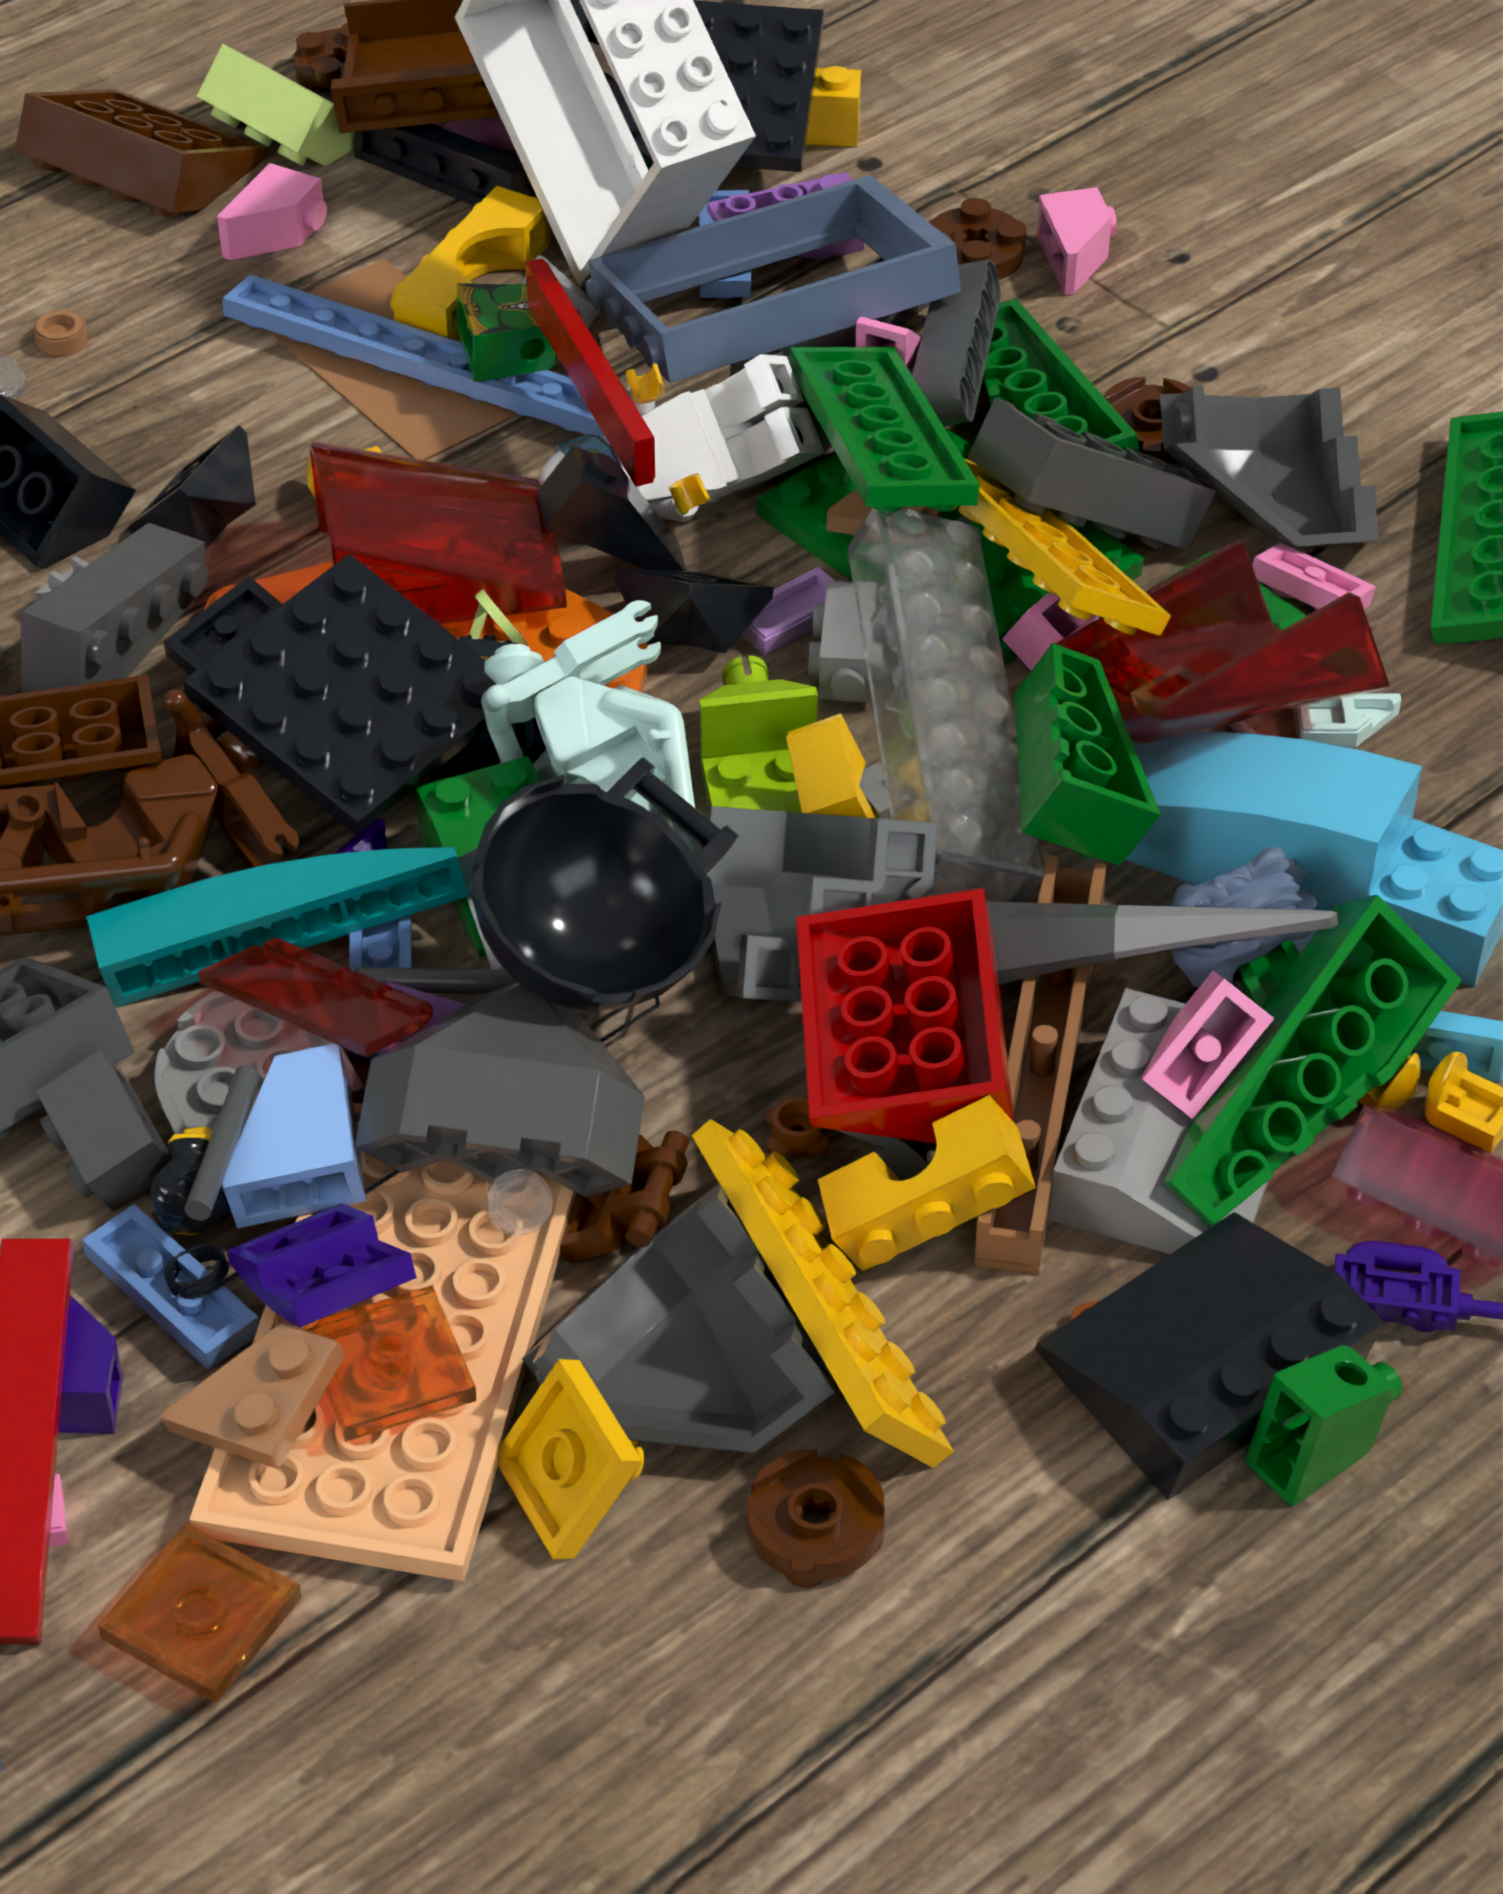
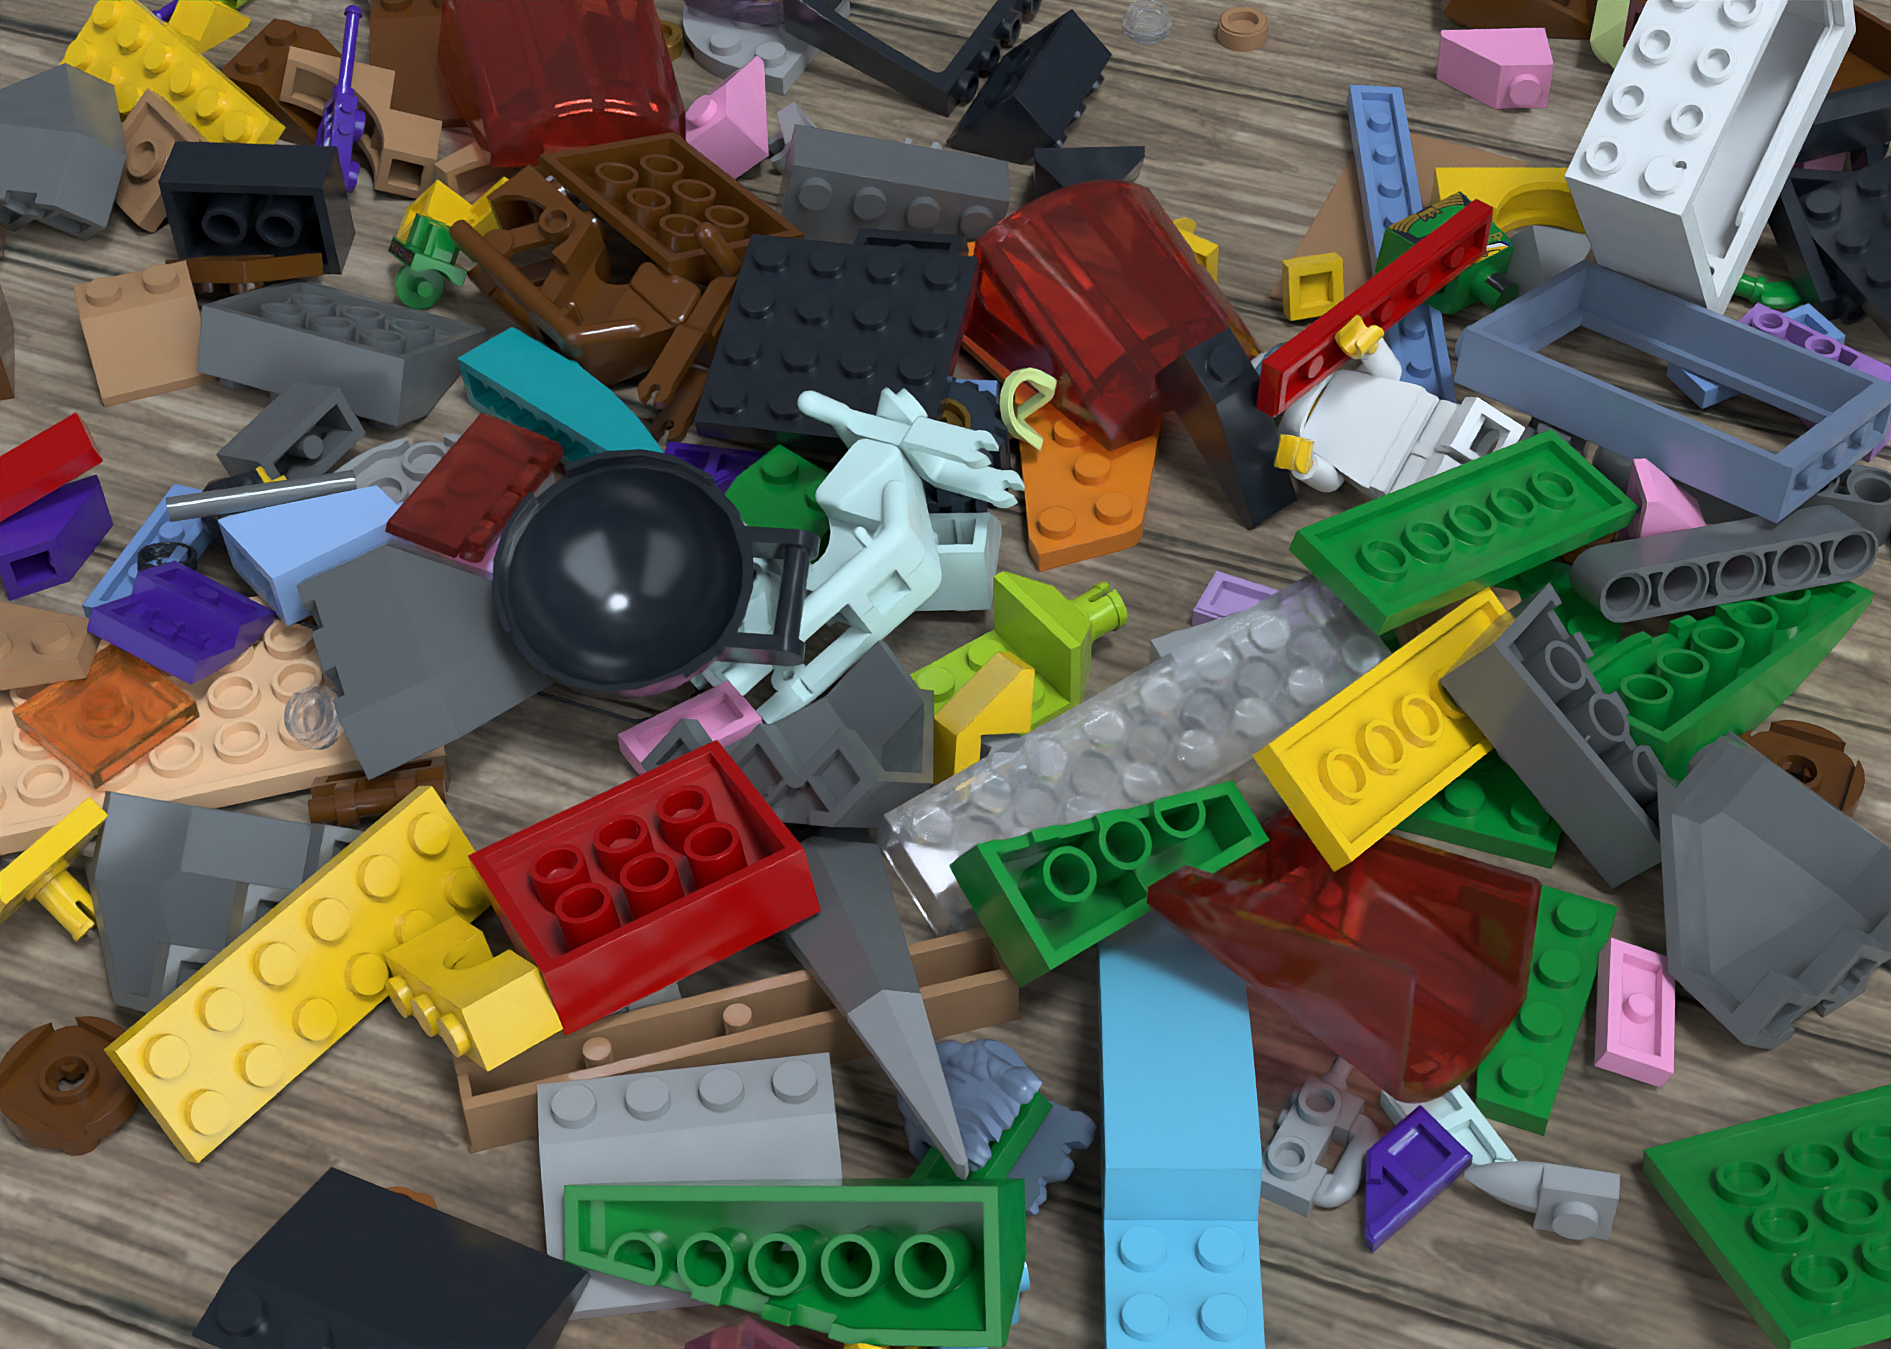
camera: 65 degrees right, 0 degrees up
(453, 423) = (1311, 285): none -> yellow tile
(694, 605) = (1190, 531): black slope -> none
(695, 1002) = (719, 710): none -> bright pink plate
(1205, 1044) = (764, 1137): bright pink slope -> none
(1380, 732) = (1408, 1172): none -> dark purple tile
(1447, 684) = (1563, 1198): none -> light grey plate

